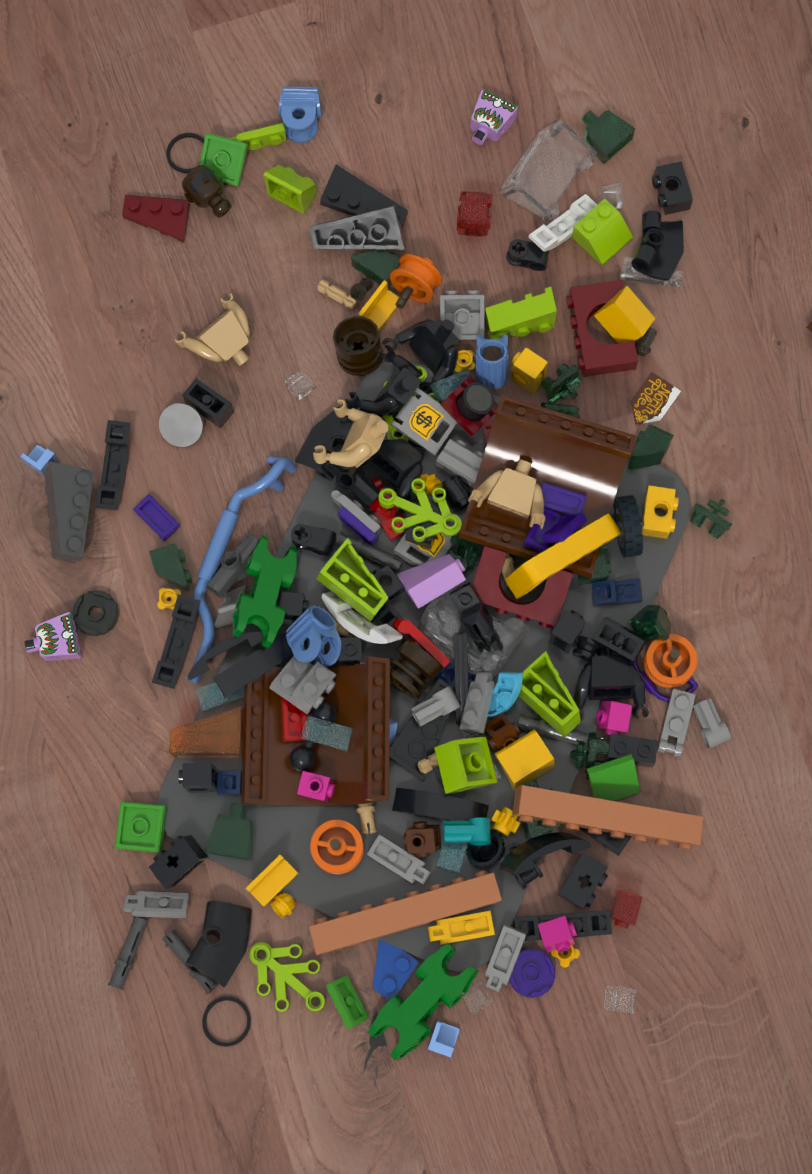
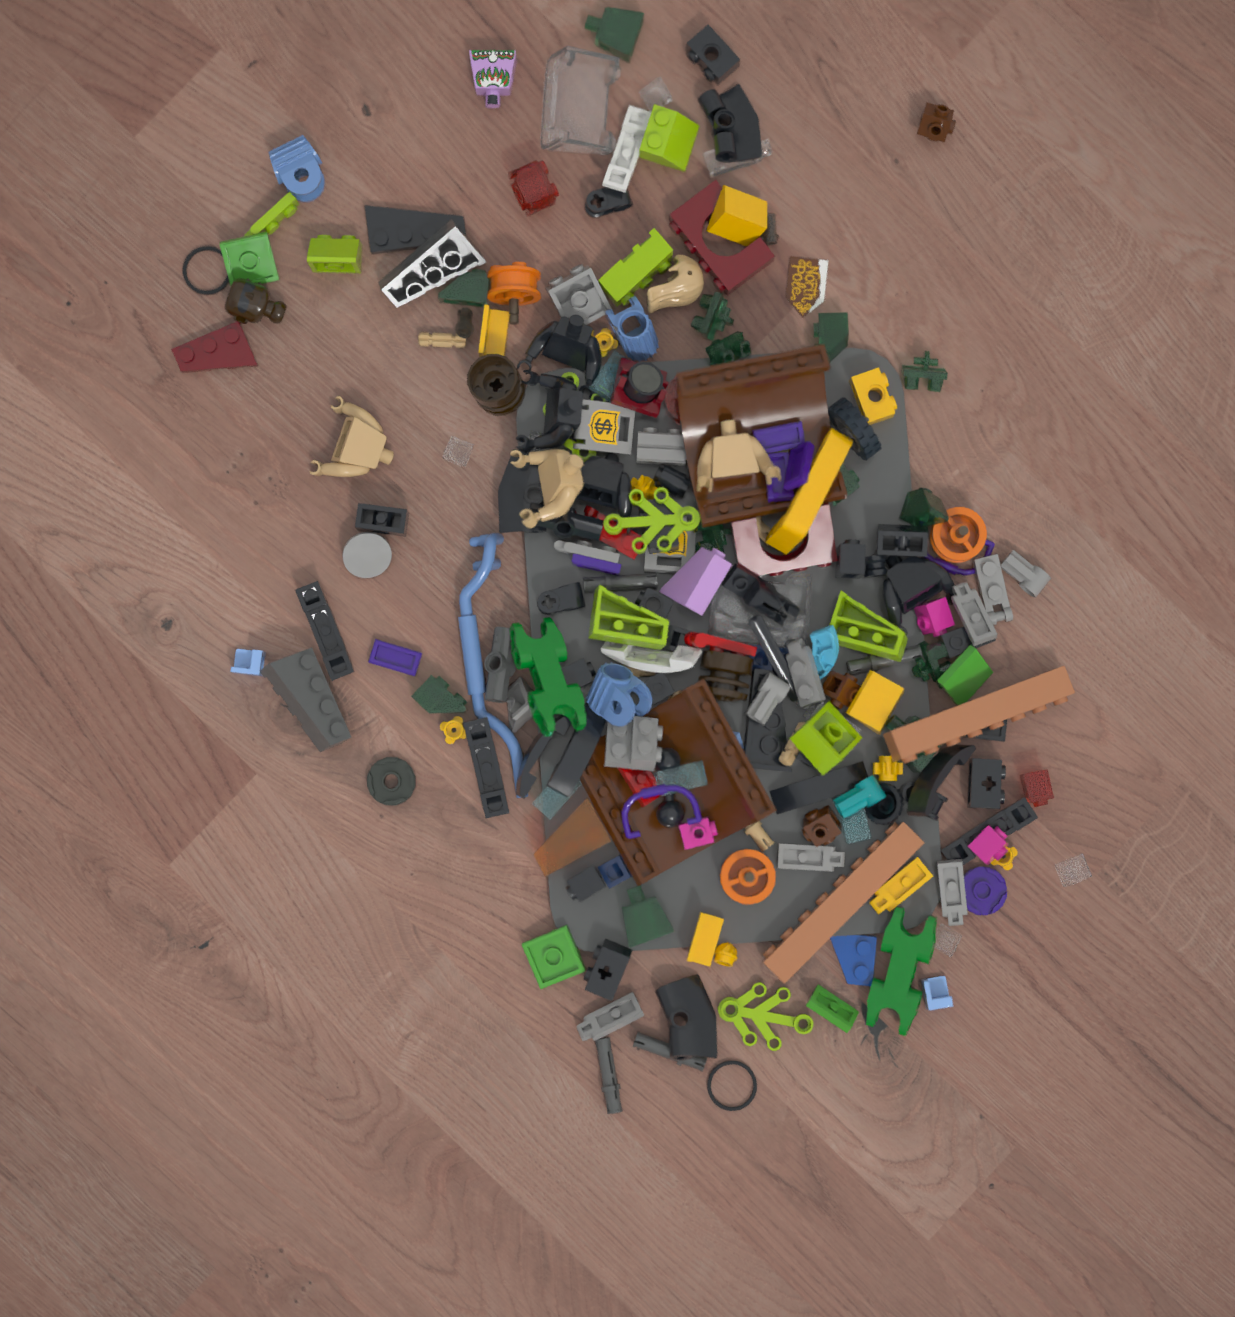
camera: 35 degrees left, 10 degrees up
(56, 639) = (370, 827): torso -> none
(299, 730) = (654, 791): none -> dark purple piece
(528, 370) = (674, 321): yellow brick -> none
(550, 347) = (682, 287): none -> tan piece
(617, 592) = (874, 495): dark blue slope -> none
(646, 730) = (973, 614): none -> light grey hinge

